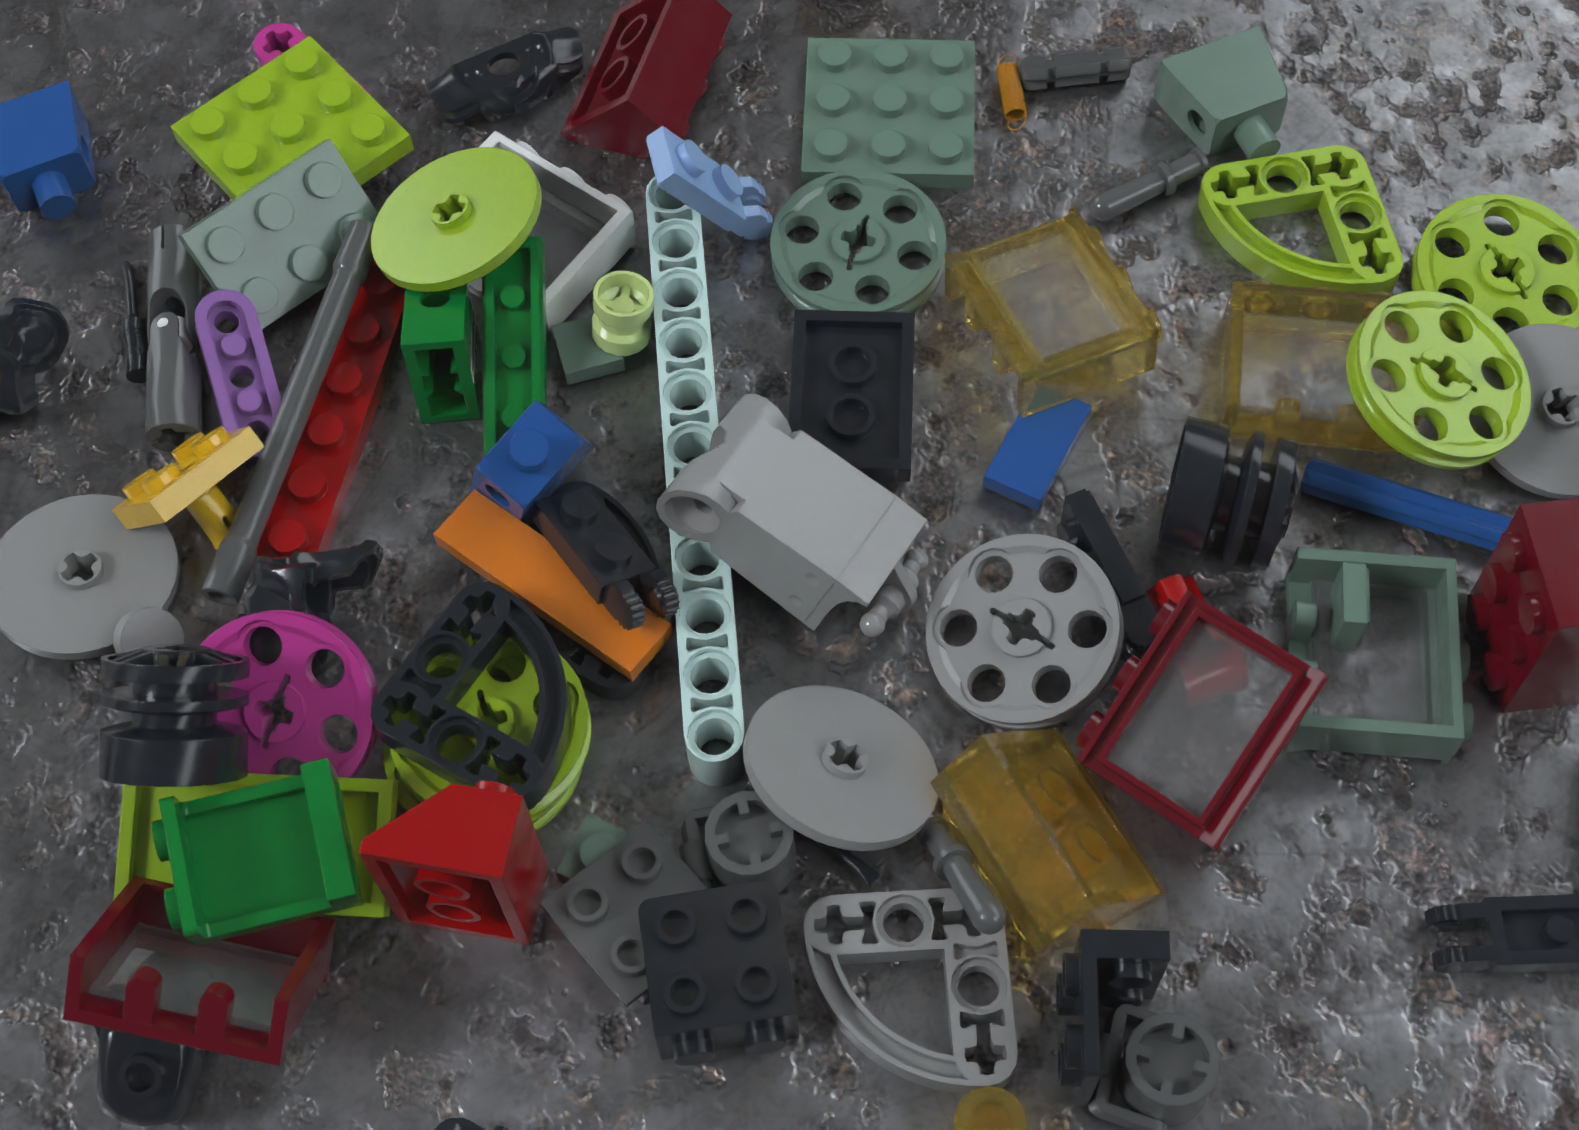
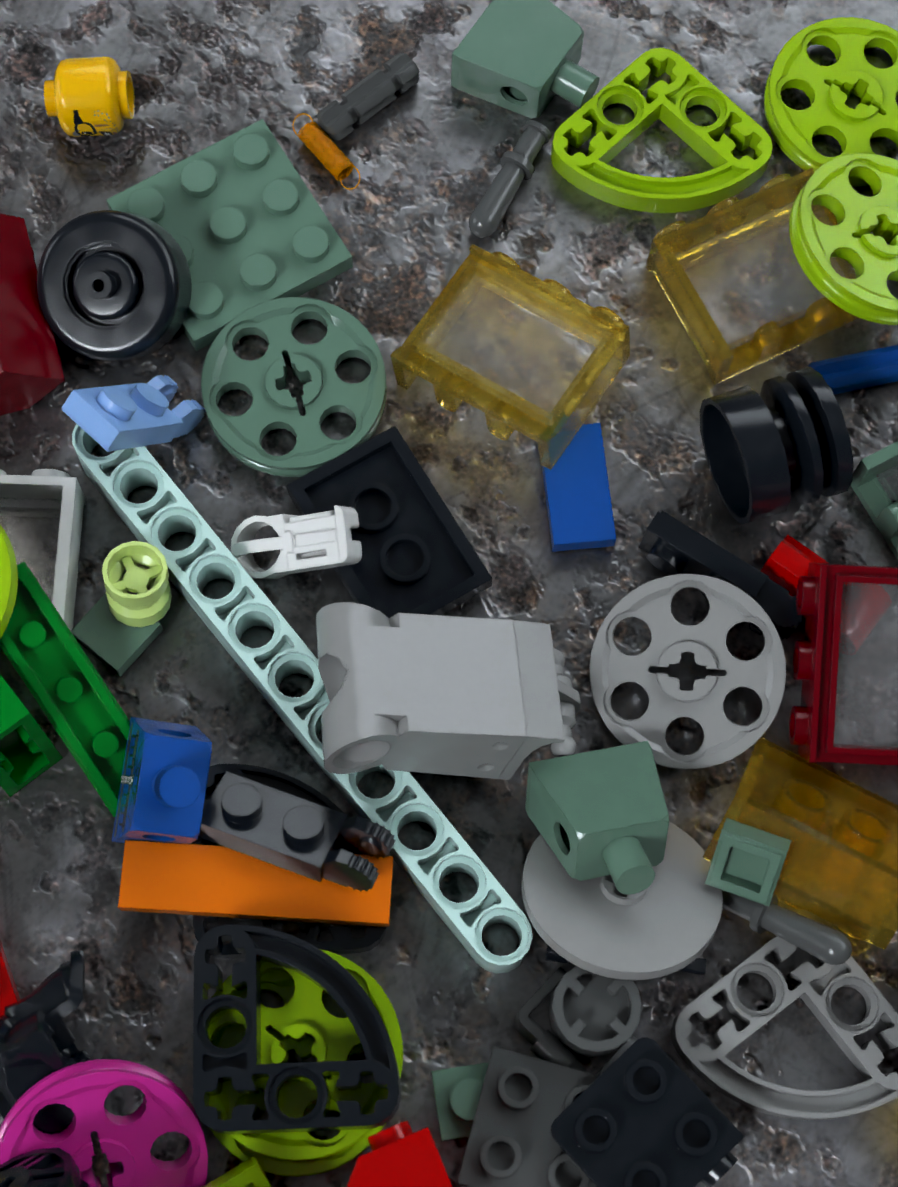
camera: 40 degrees left, 10 degrees up
(765, 94) = (114, 285): none -> black wheel
(776, 357) = (304, 542): none -> white piece
(868, 691) = (602, 813): none -> sand green torso
(961, 801) = (747, 861): none -> sand green tile

